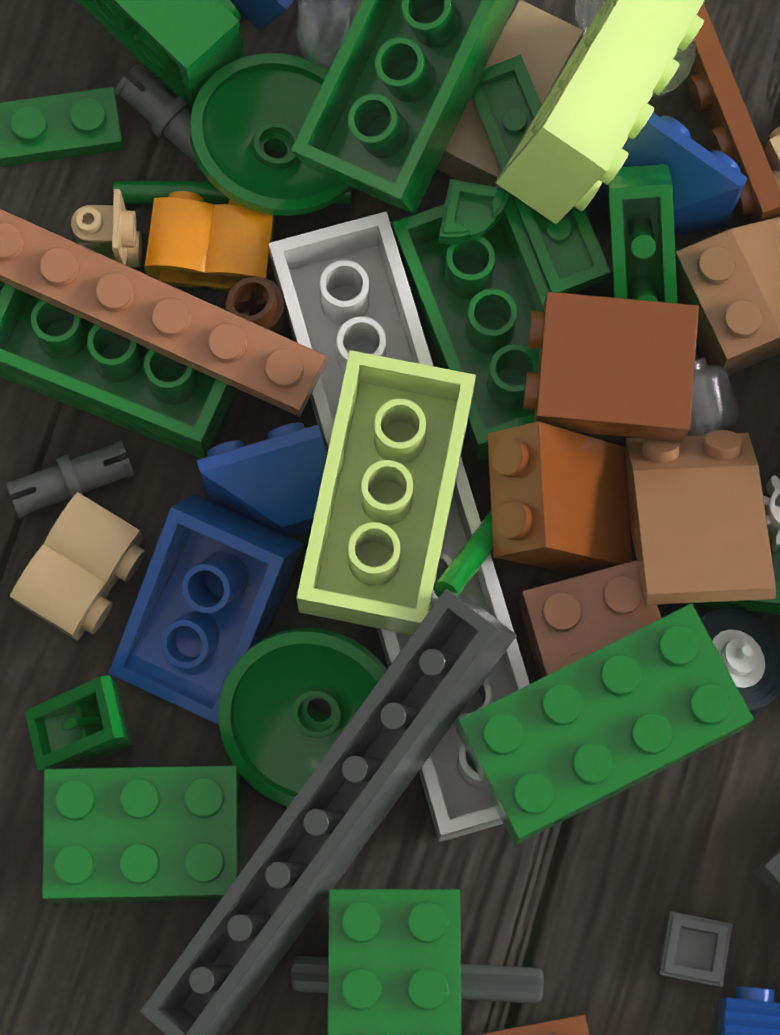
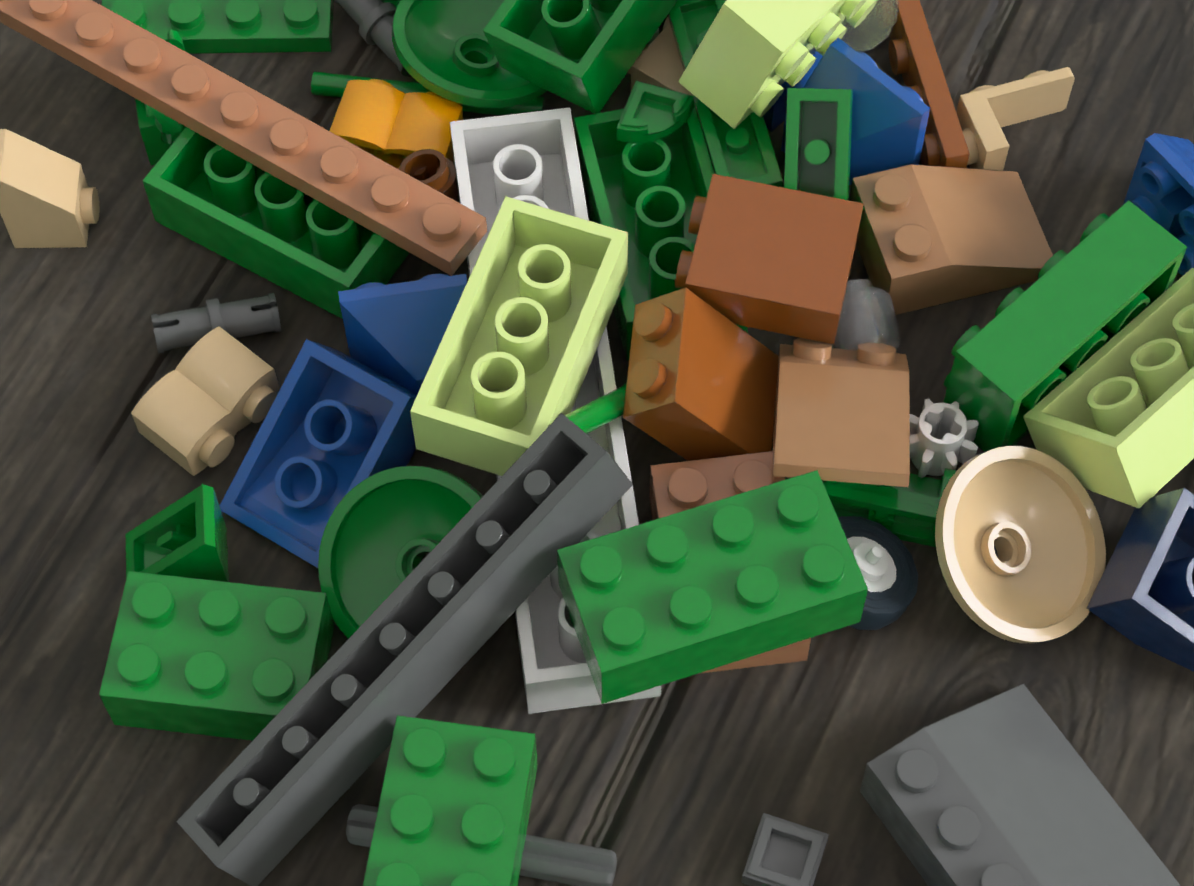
camera: 10 degrees right, 15 degrees down
(109, 231) = (297, 88): tan hinge -> none

